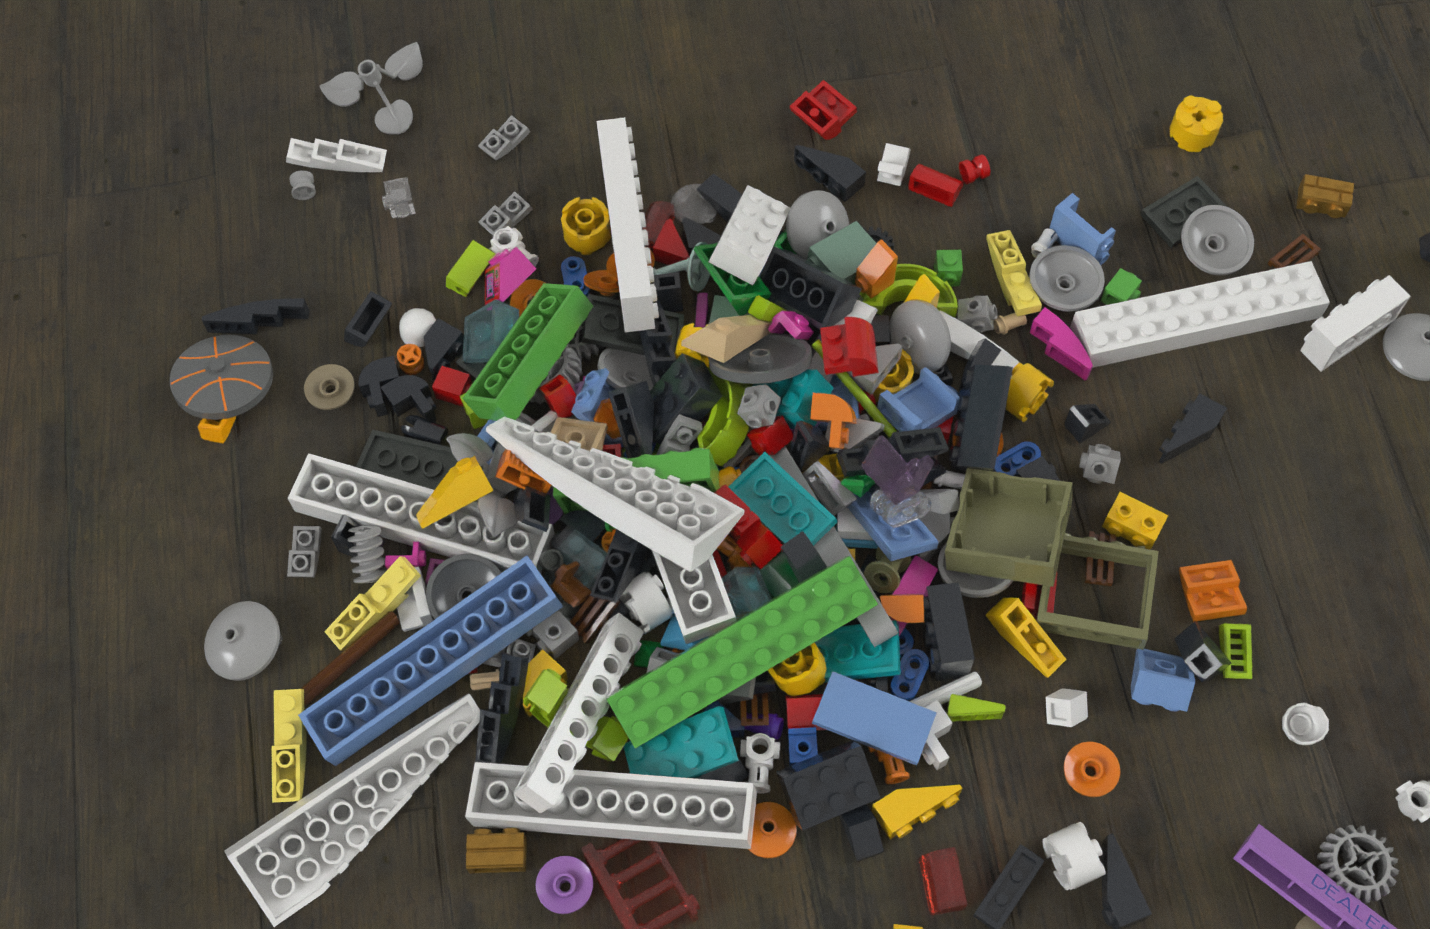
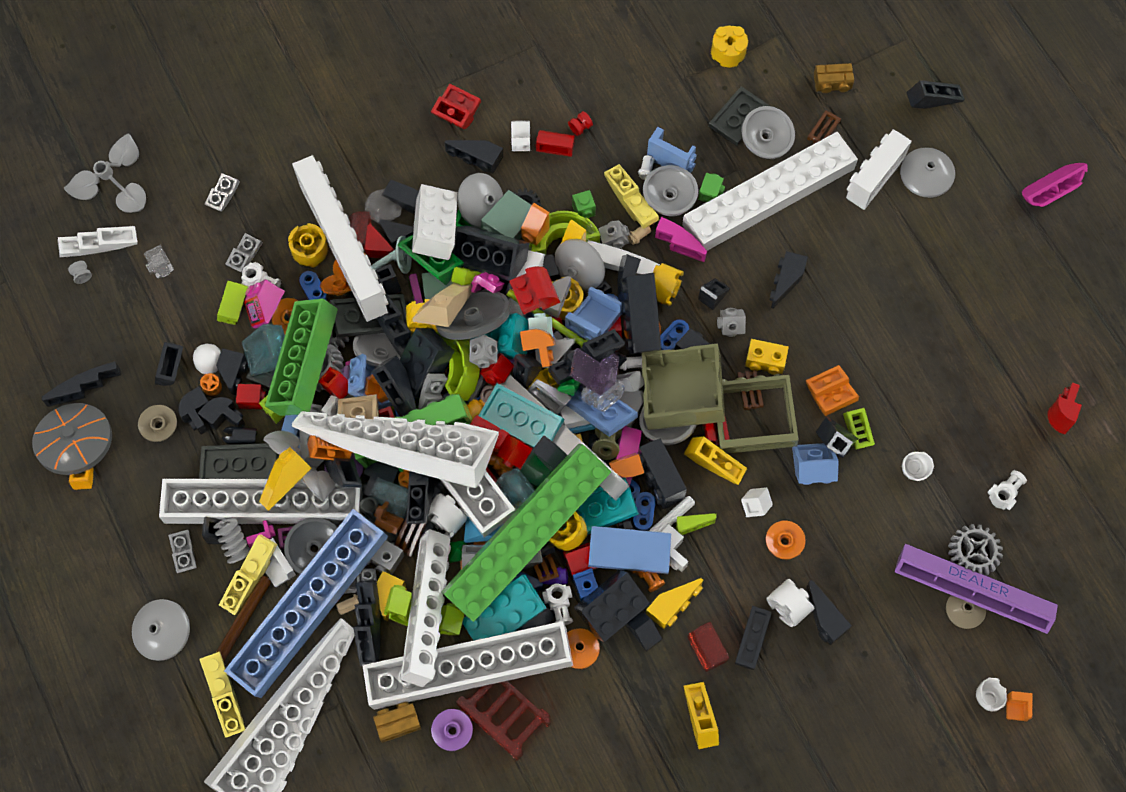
camera: 20 degrees left, 5 degrees up
(847, 391) = (542, 322): none -> light aqua brick

